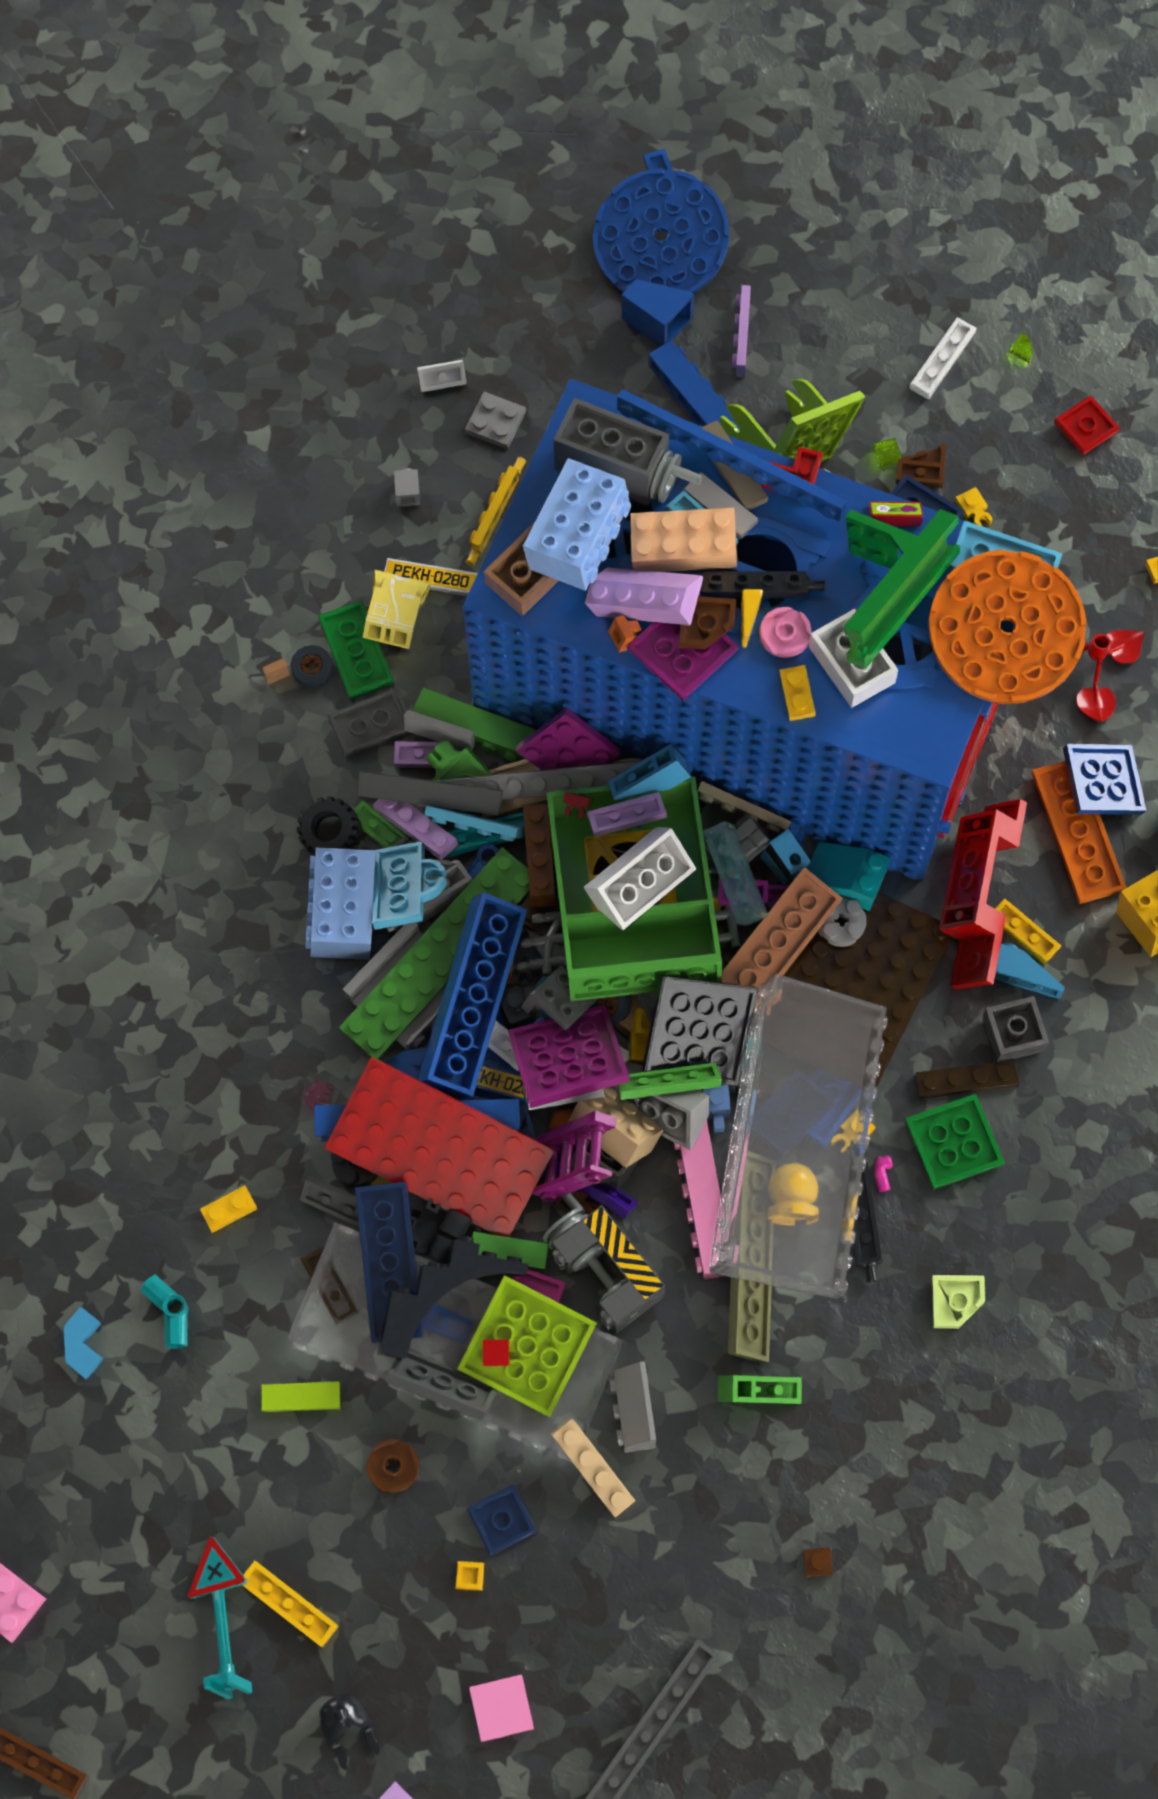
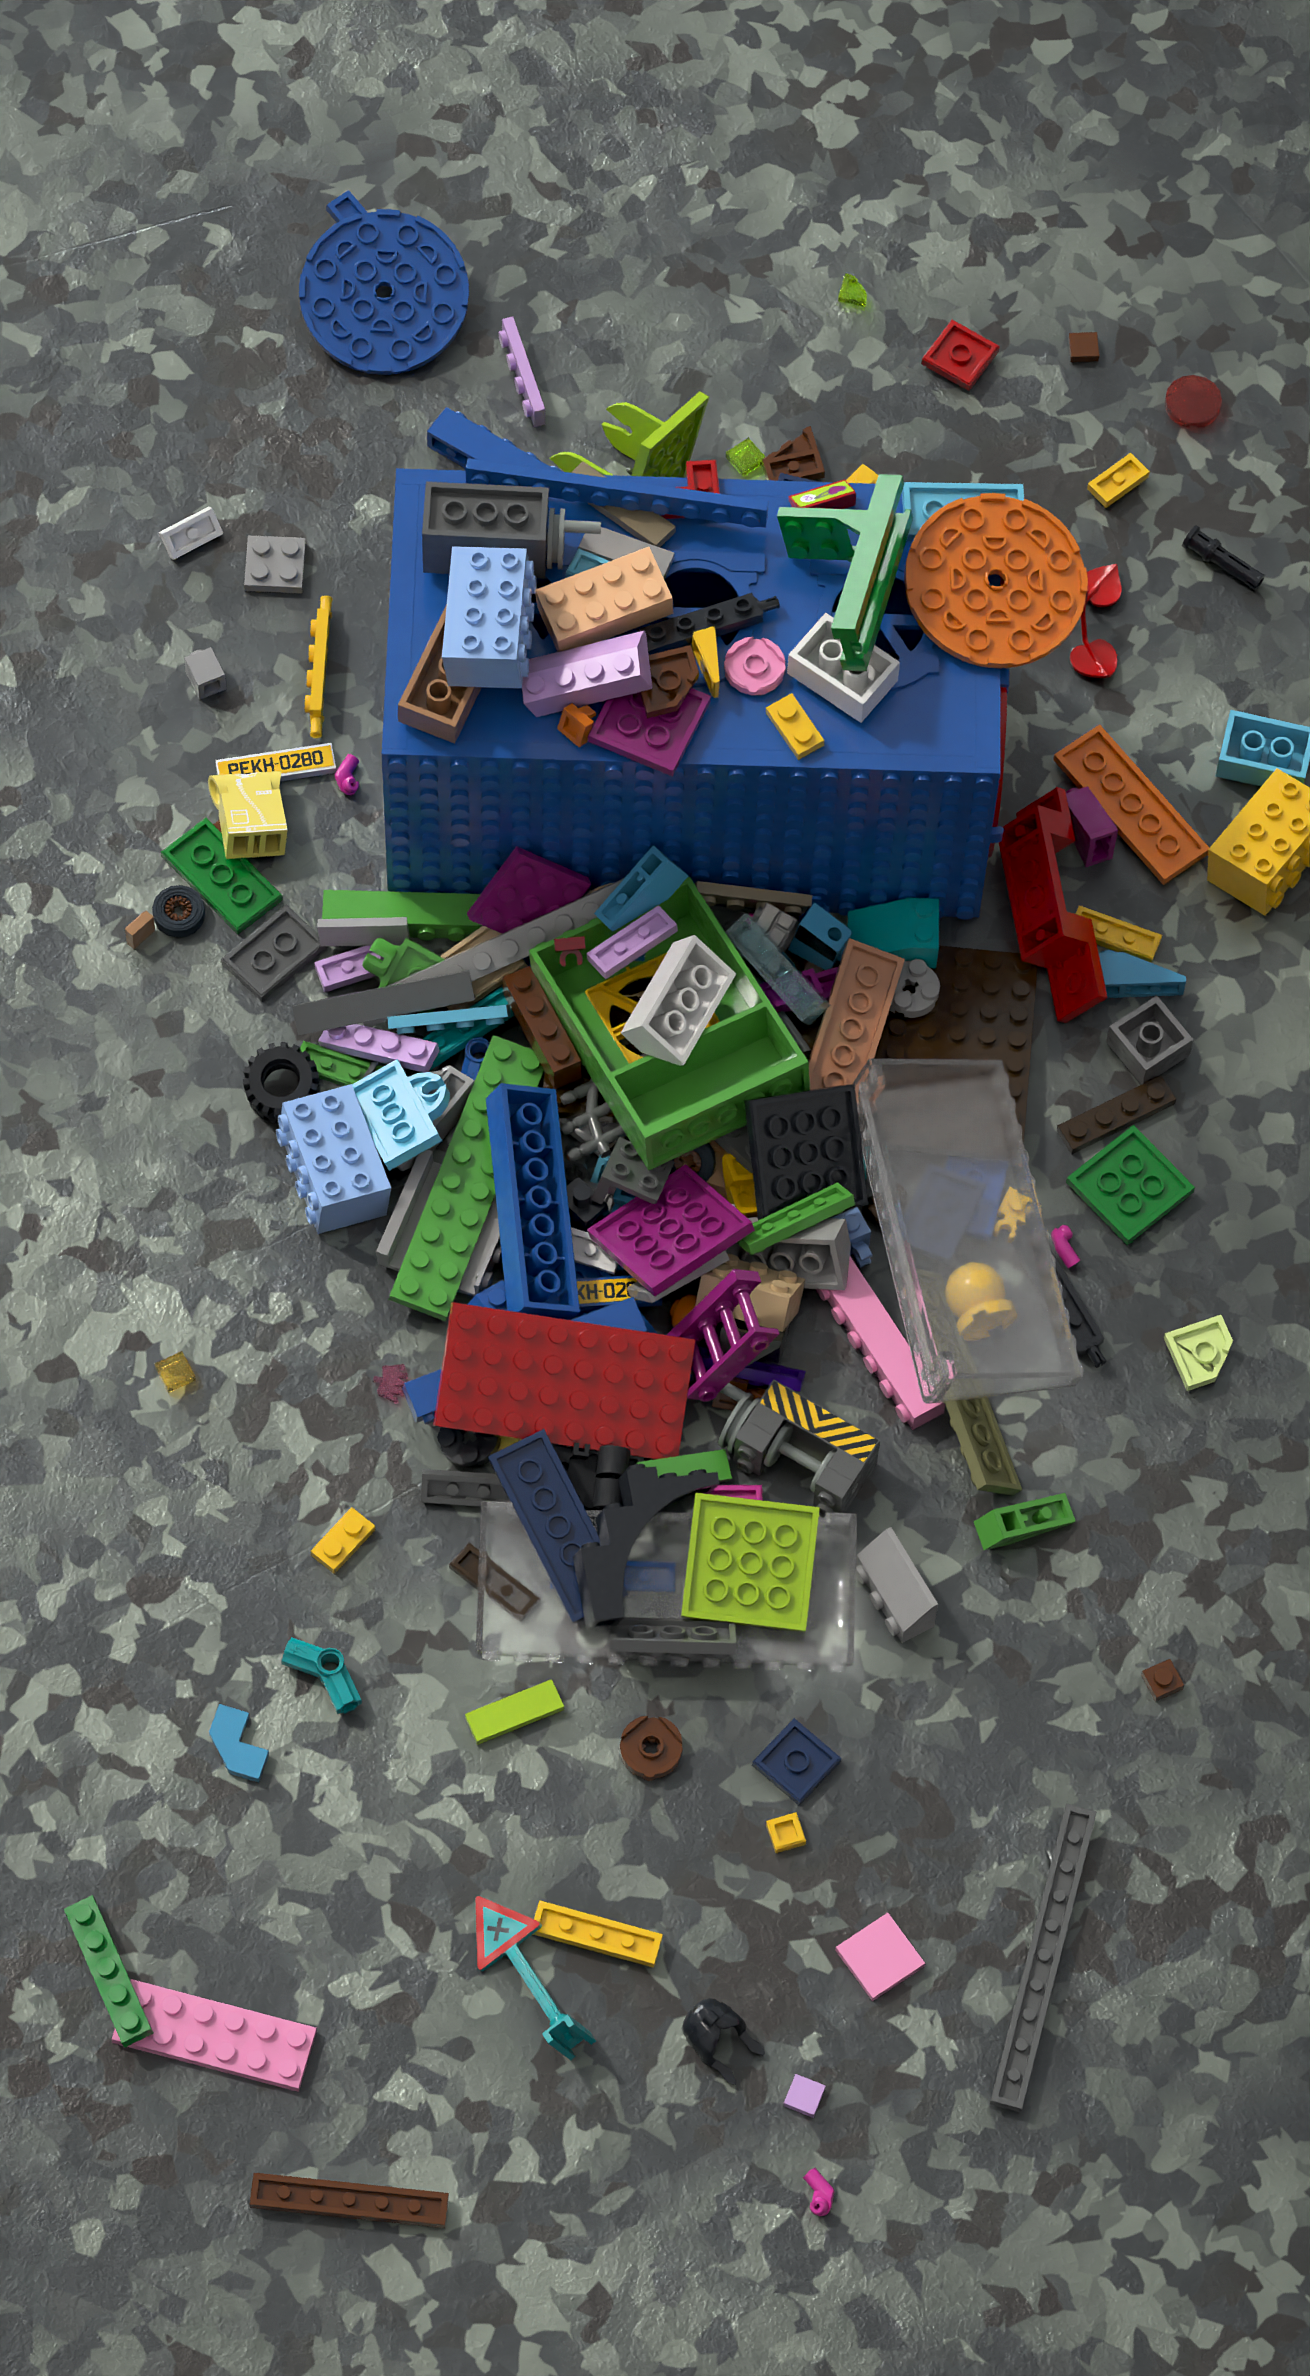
camera: 25 degrees left, 5 degrees down
(158, 1028) = (174, 1371): none -> clear yellow tile
(496, 1352) = (719, 1580): red tile -> none
(592, 1467) = (876, 1665): tan plate -> none
(657, 310) = (414, 378): blue slope -> none
(942, 358) = (765, 331): white tile -> none
(1037, 837) = (1092, 827): none -> magenta slope
(1104, 779) = (1138, 738): plate -> none

